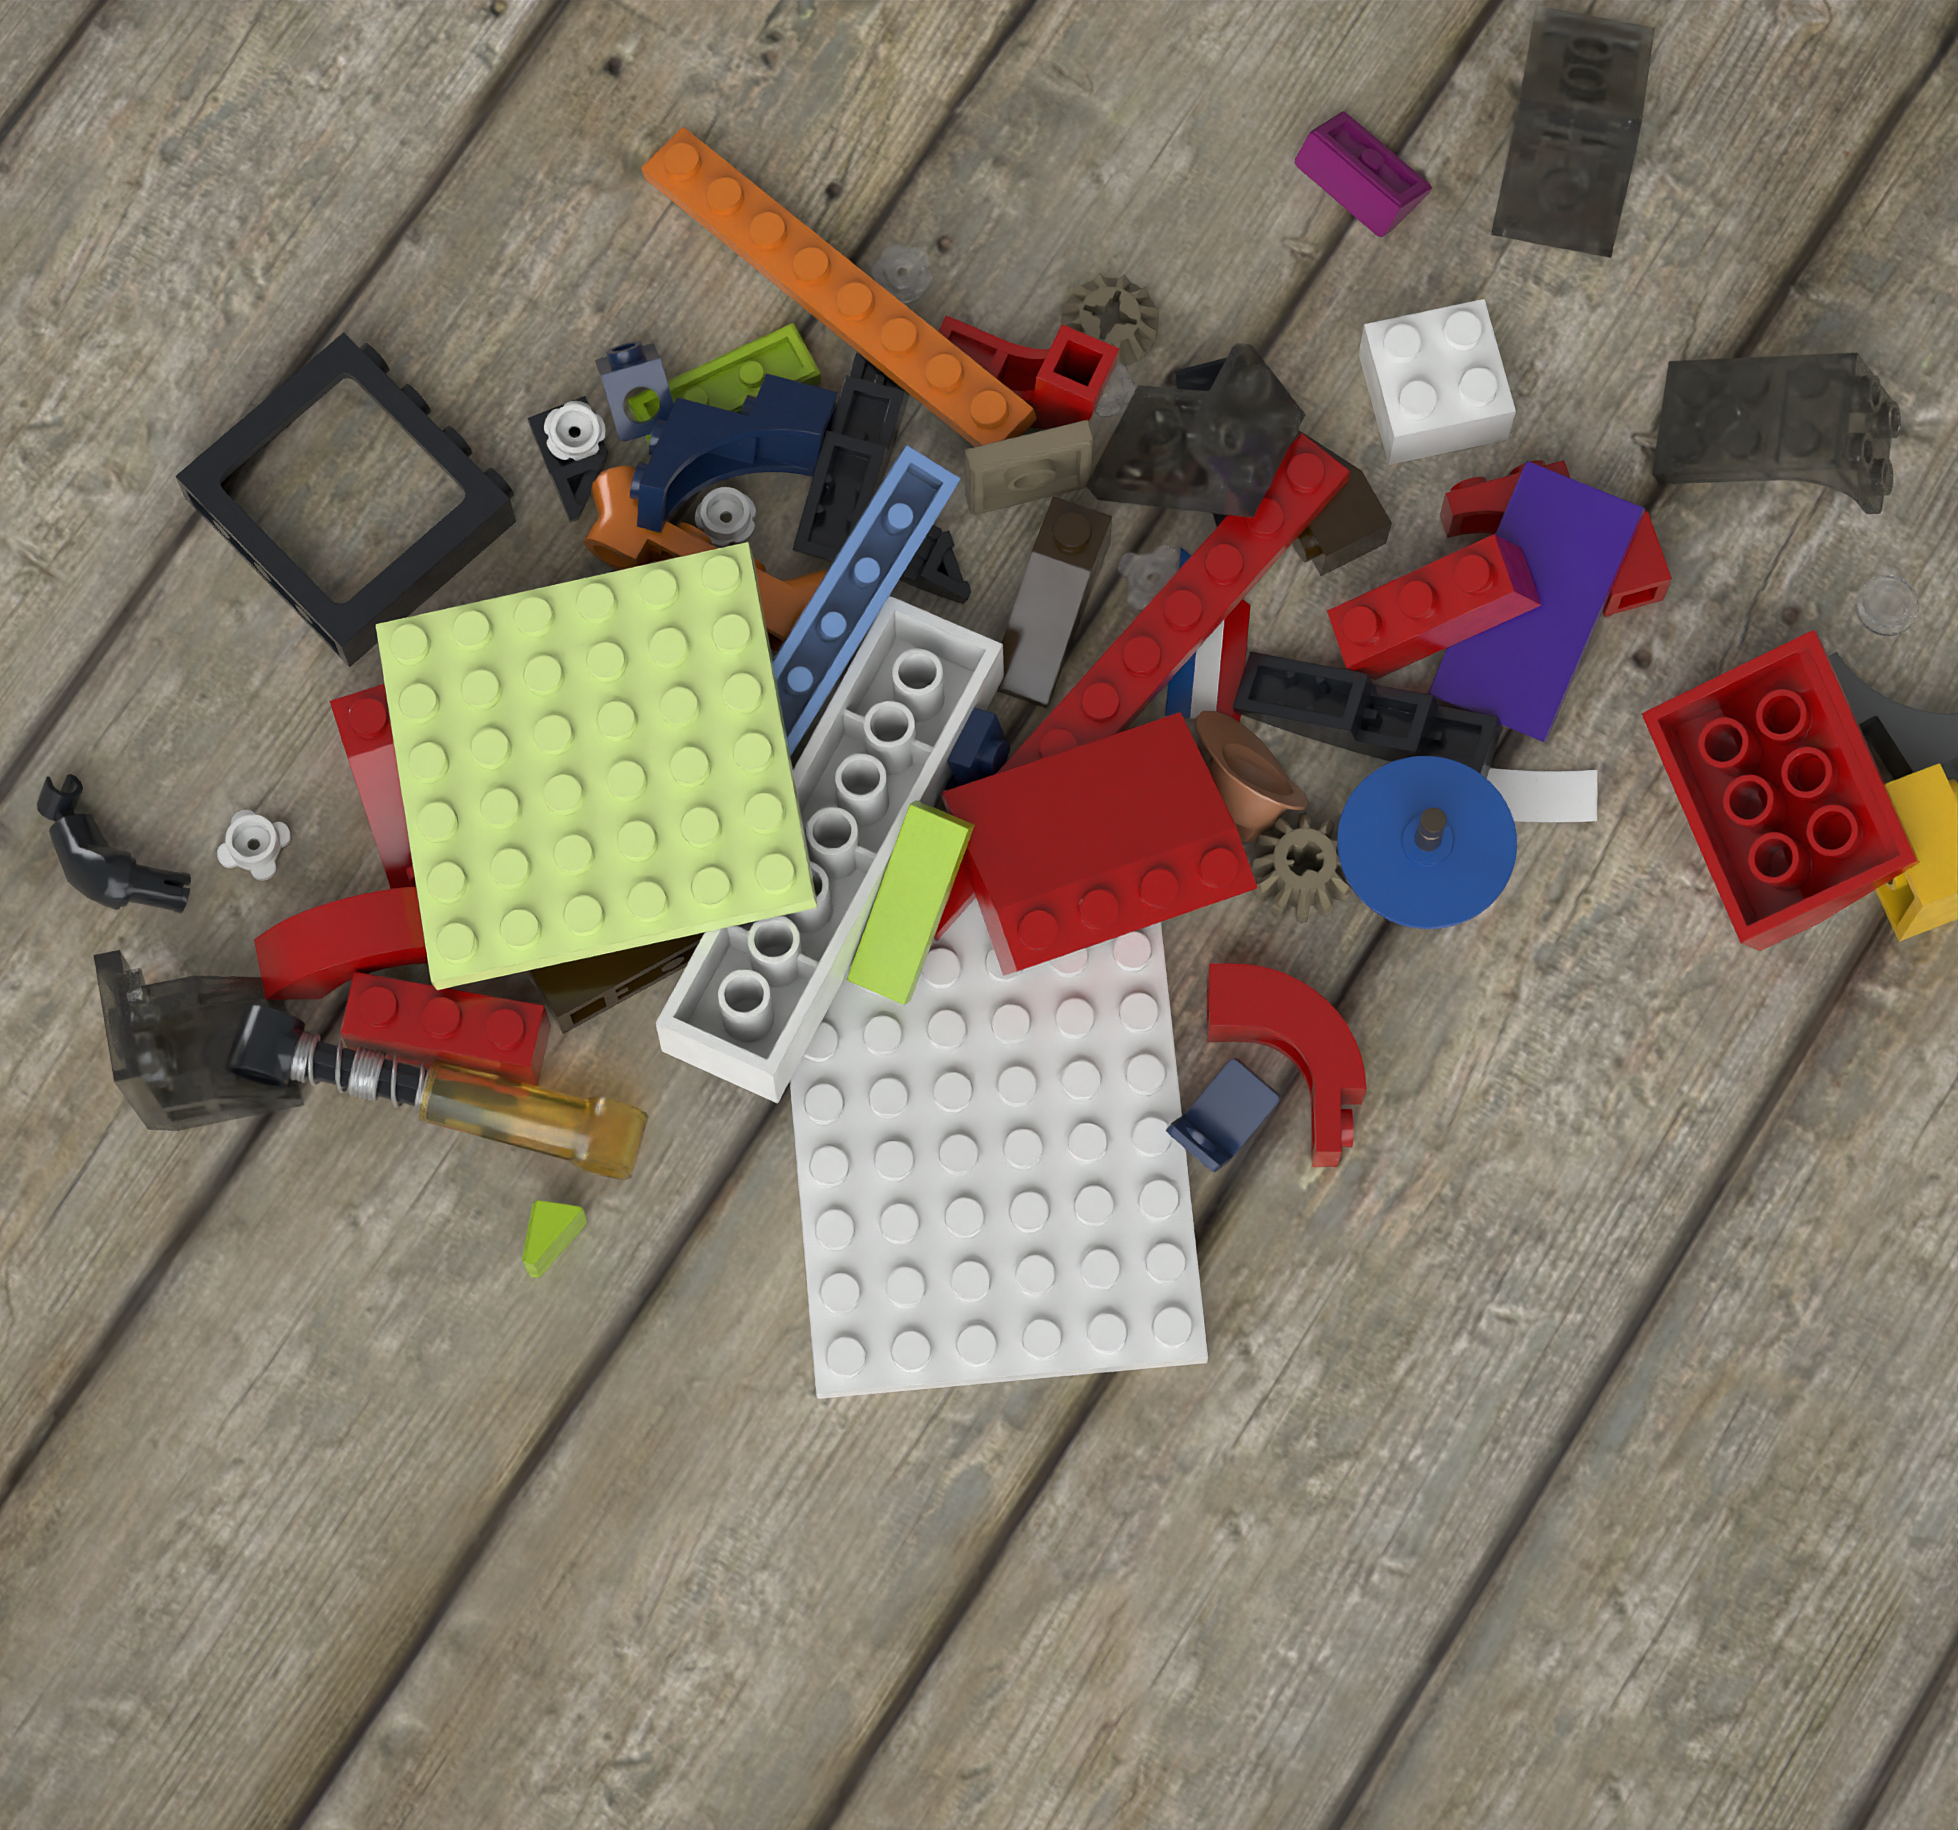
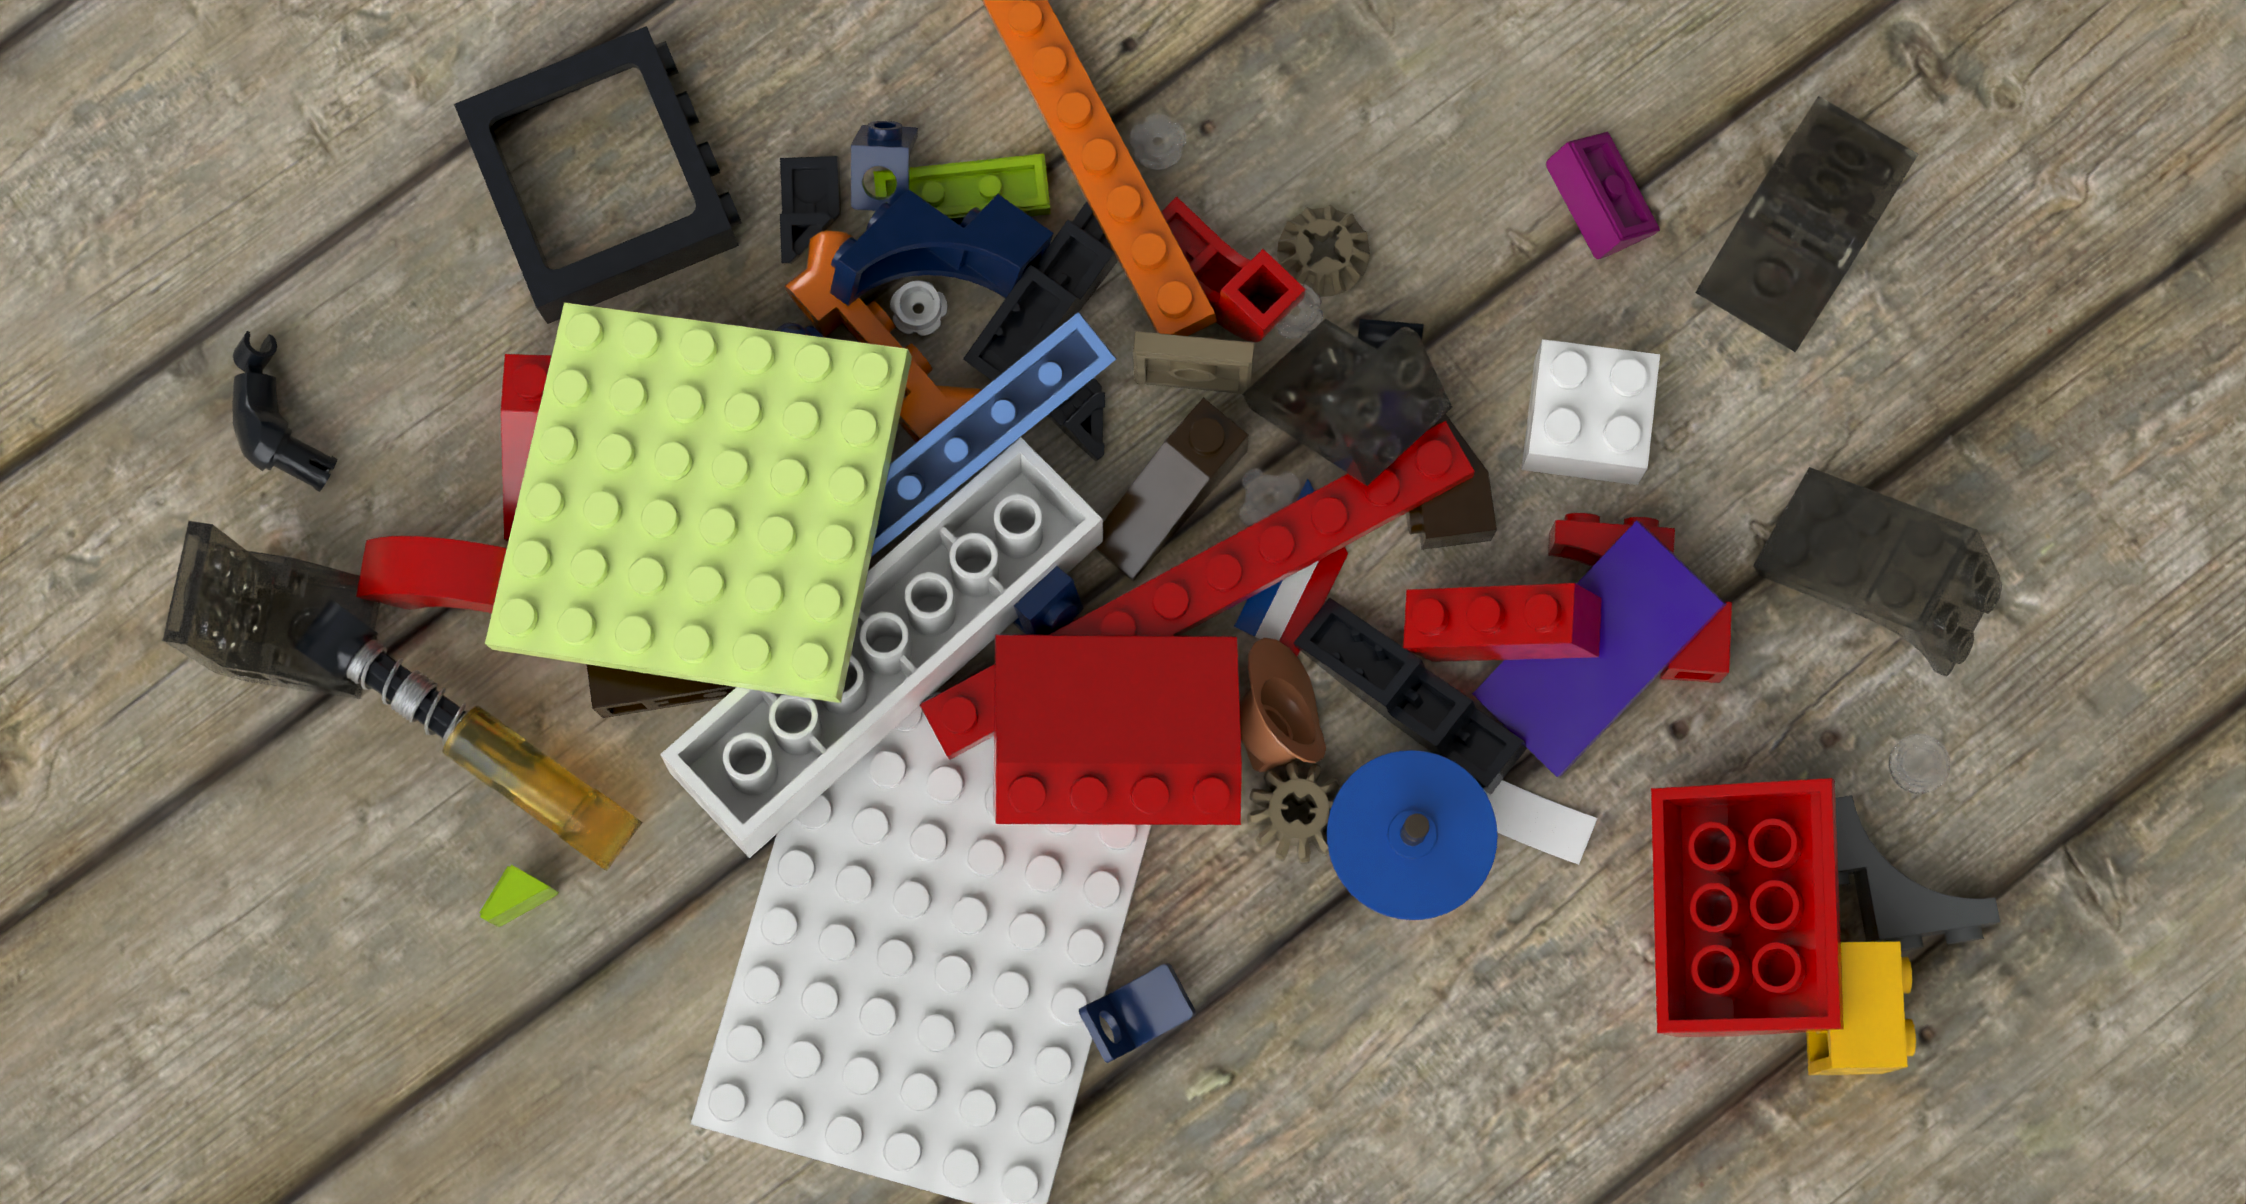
camera: 25 degrees right, 5 degrees up
(247, 827) = (402, 436): white plate -> none
(446, 1025) = (498, 680): red brick -> none
(570, 415) = (806, 171): white plate -> none
(910, 902) = (931, 722): lime tile -> none
(1291, 1017) = (1232, 942): red arch -> none

